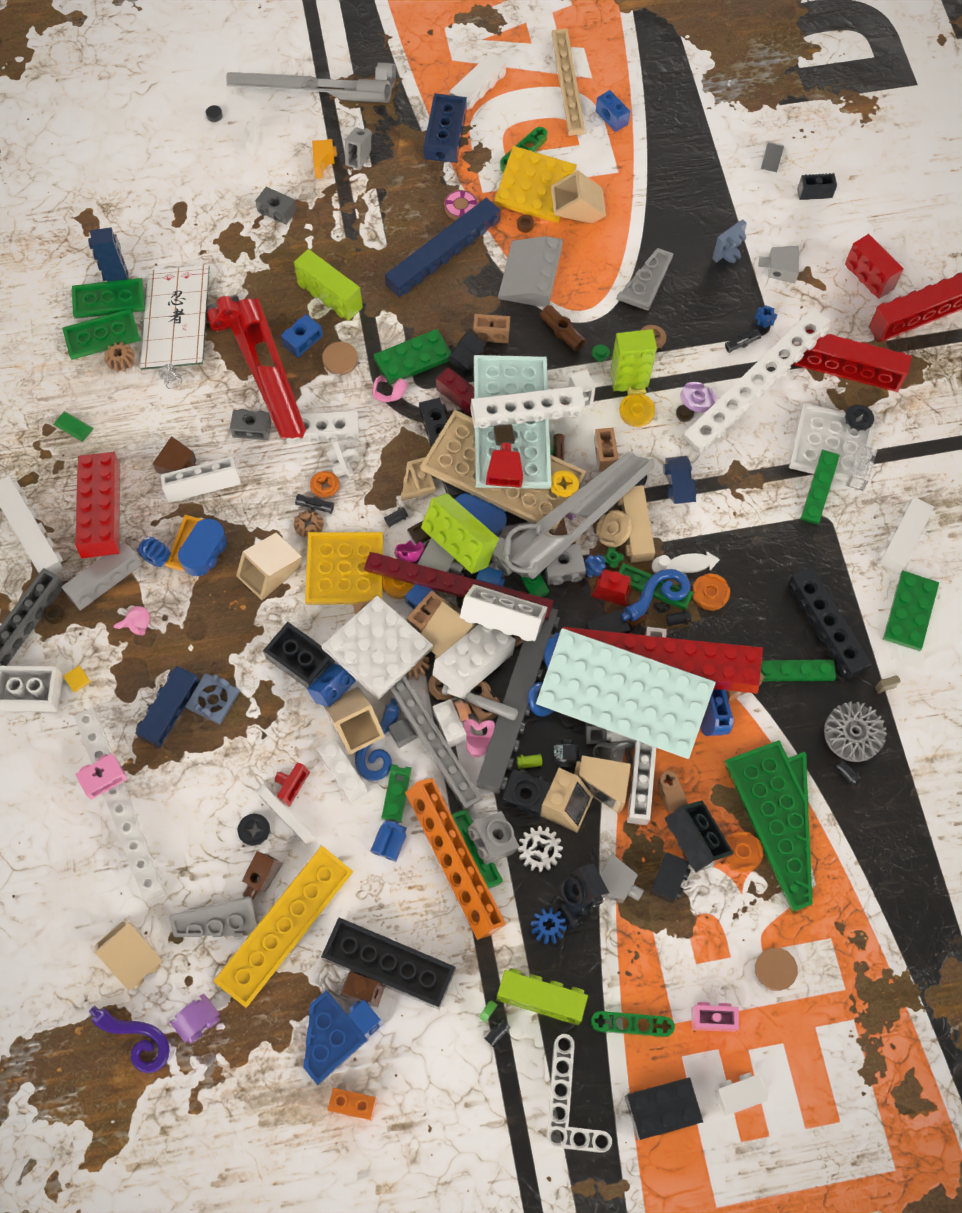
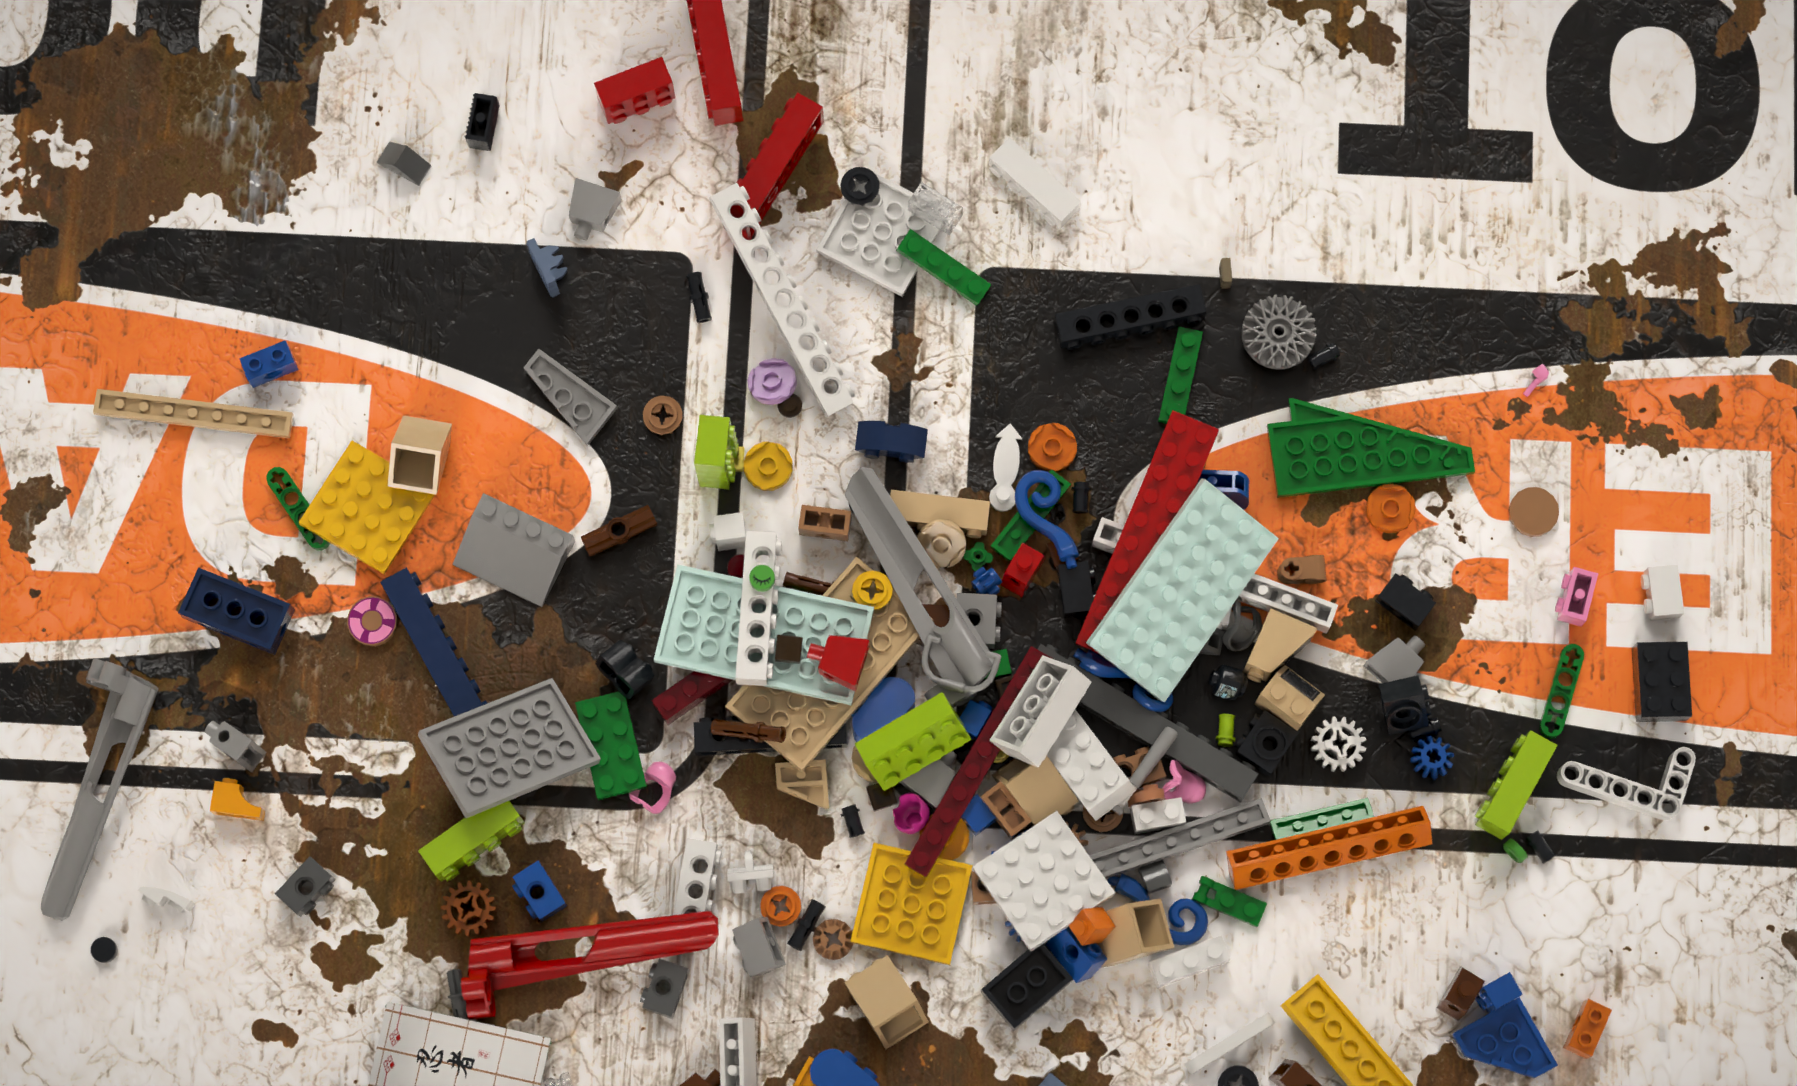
camera: 75 degrees left, 10 degrees up
(281, 298) = (474, 898): none -> dark orange gear
(291, 474) = (758, 947): none -> light grey brick
(291, 783) = (1189, 1029): red tile -> none
(340, 358) = (586, 846): medium nougat tile -> none
(350, 686) = (1092, 926): none -> orange brick
(389, 840) = (1287, 922): blue piece -> none
(389, 963) = (1439, 953): black brick -> none
(391, 287) = (508, 747): none -> light grey plate
(439, 428) = (757, 731): none -> reddish brown pin
(480, 79) = (159, 543): white brick -> none
(489, 847) = (1308, 807): light grey brick -> none
(492, 327) = (599, 626): medium nougat brick -> none
(525, 223) = (428, 538): reddish brown tile -> none
(548, 400) = (762, 578): none -> bright green tile
(600, 353) = (669, 489): green plate -> none
(698, 836) = (1368, 553): black brick -> none
(765, 316) = (666, 260): blue gear -> none
(893, 951) = (1541, 374): none -> bright pink hand
(911, 611) = (1134, 212): green plate -> none

